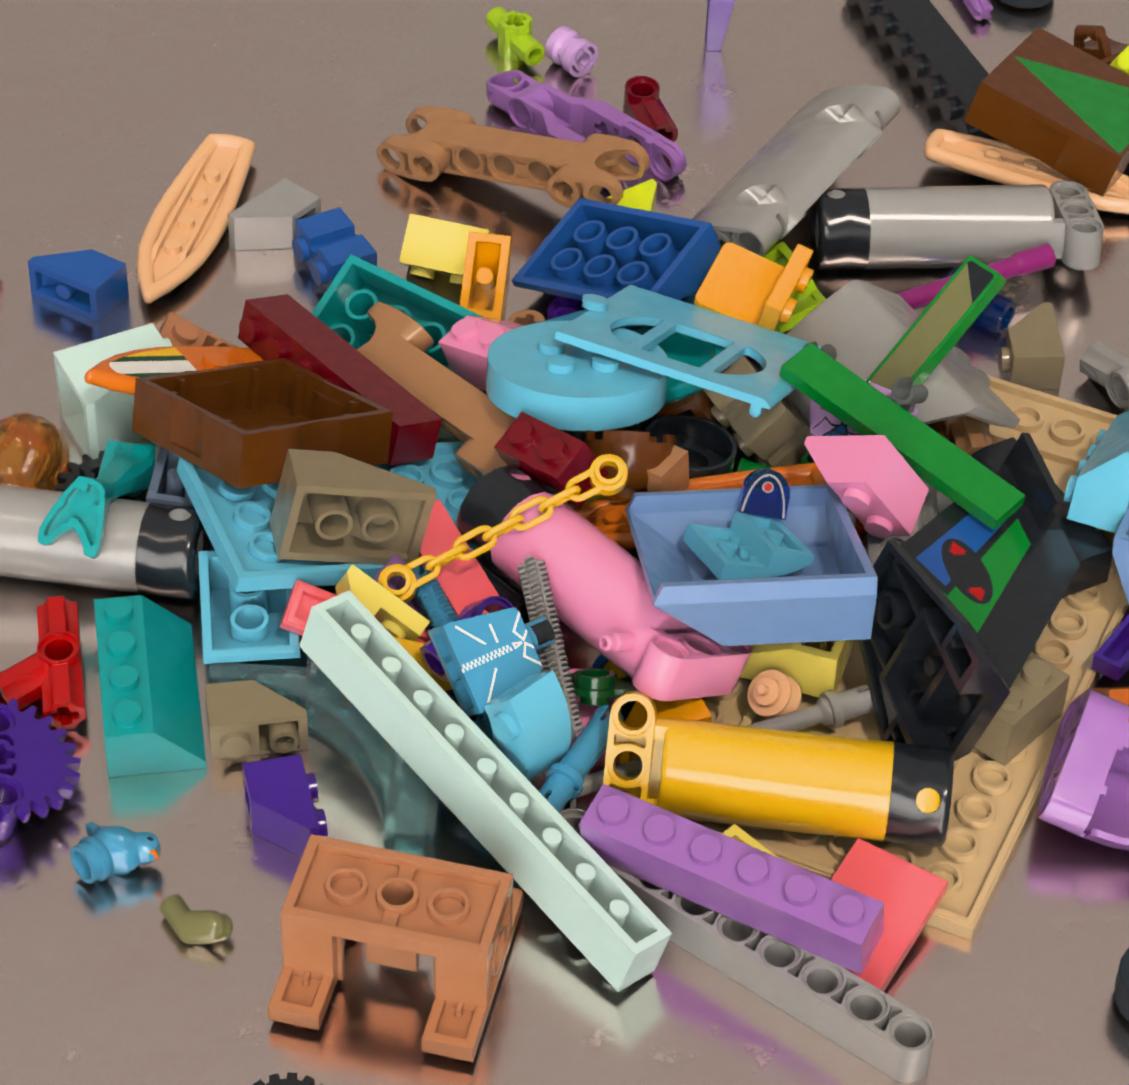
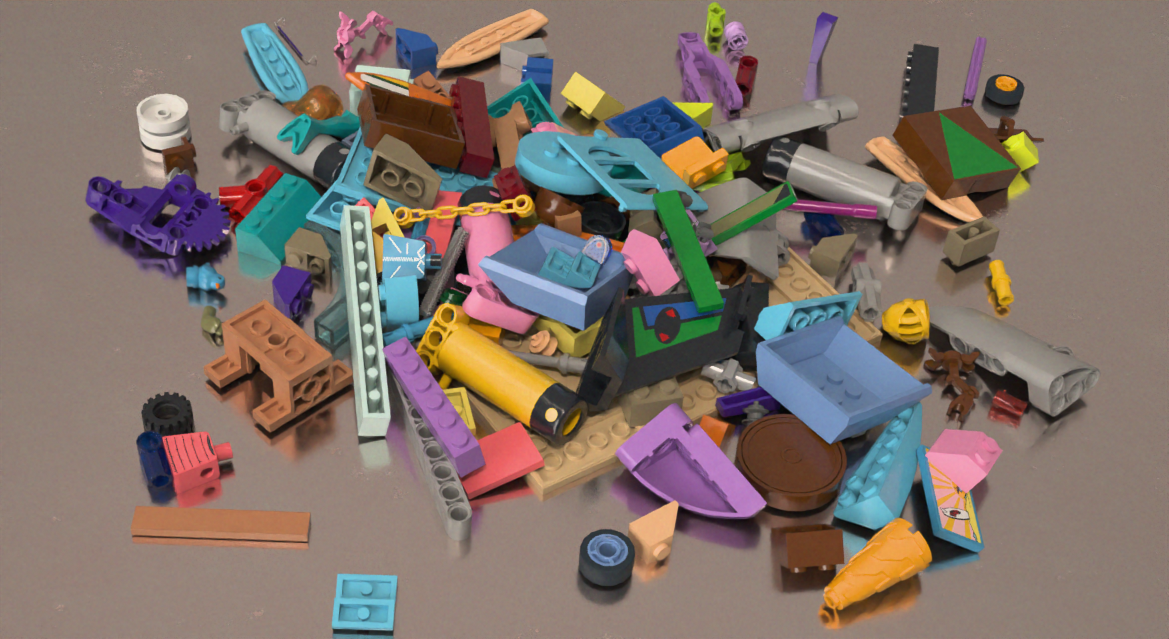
camera: 30 degrees right, 0 degrees up
(486, 275) = (586, 113): light orange slope -> none
(564, 168) = (668, 79): medium nougat piece -> none
(1085, 616) = (728, 376): none -> light grey axle

